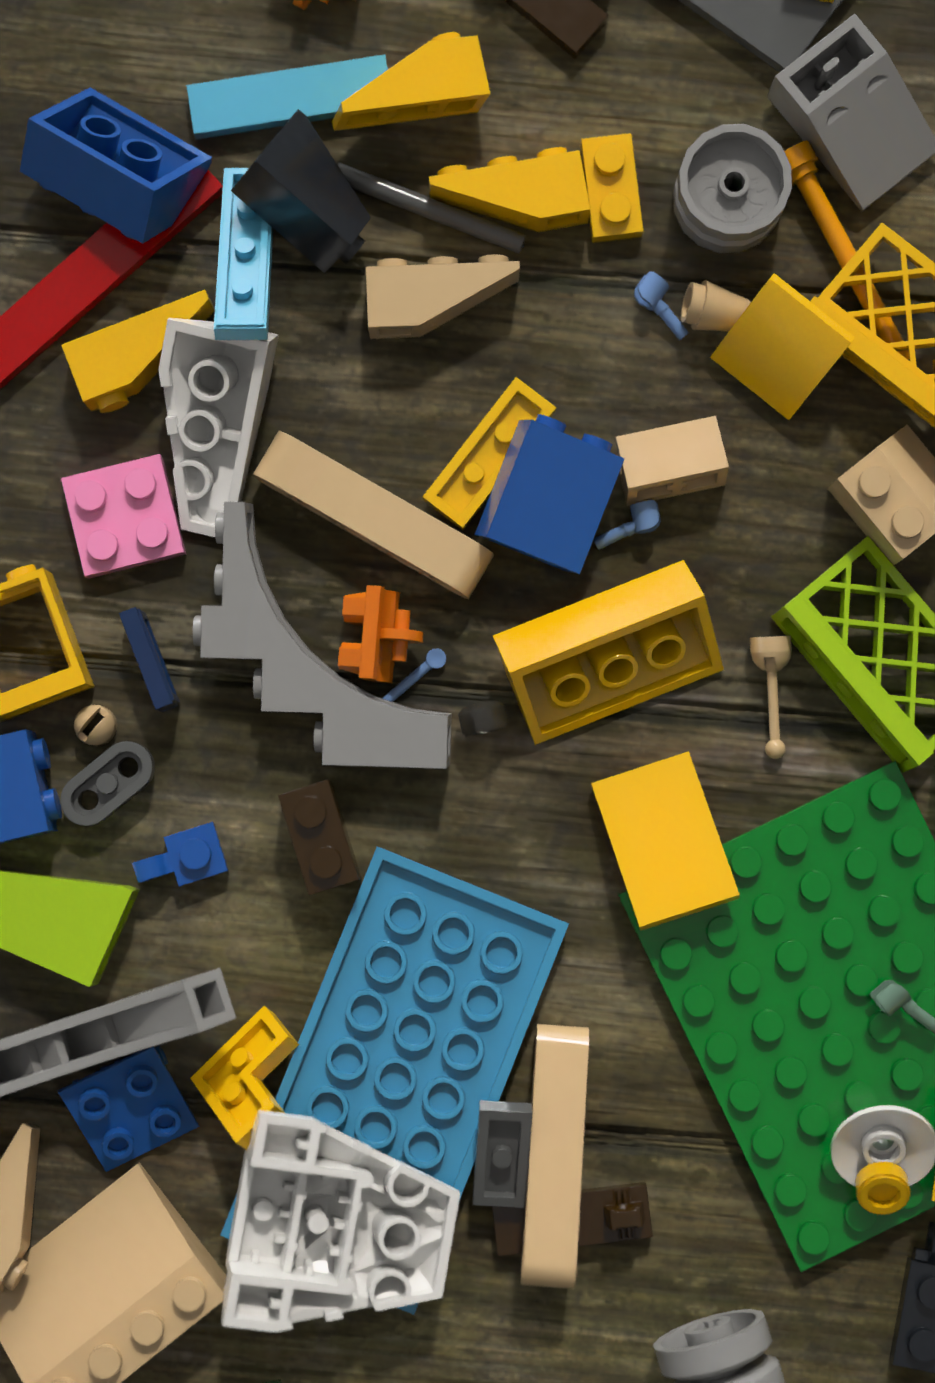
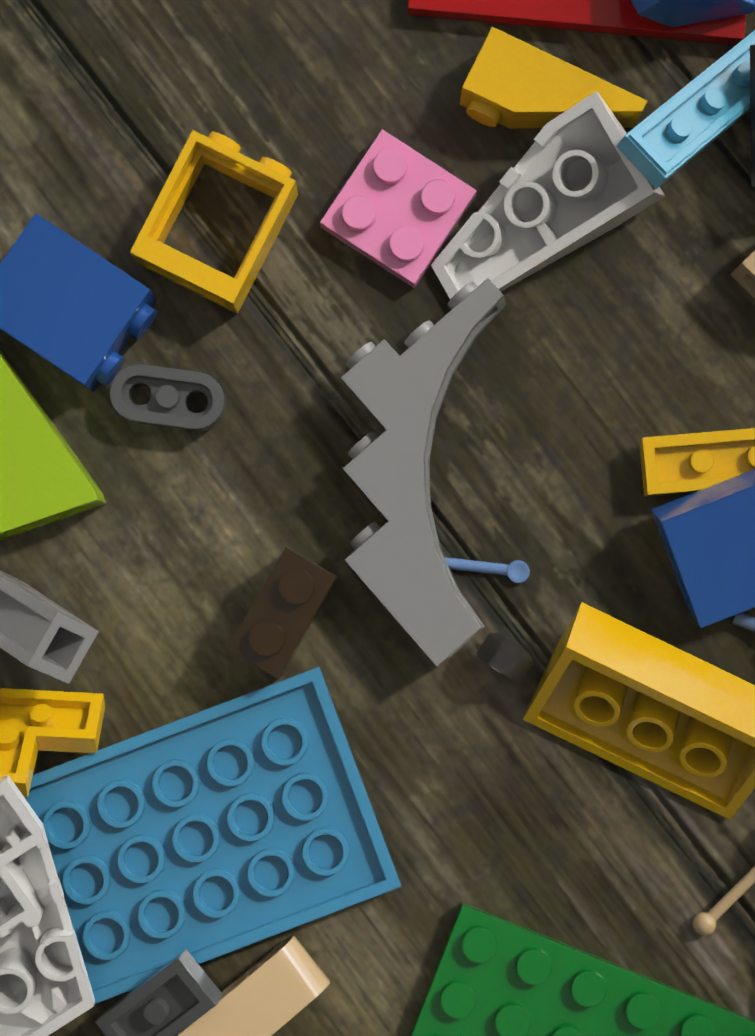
camera: 45 degrees right, 0 degrees up
(103, 731) = (207, 354): tan hinge -> none
(149, 659) = (301, 338): dark blue tile -> none
(190, 855) = (170, 520): blue plate -> none
(373, 514) = (589, 411): tan beam -> none
(383, 635) = (497, 512): orange hips -> none
(665, 841) = (543, 904): yellow tile -> none

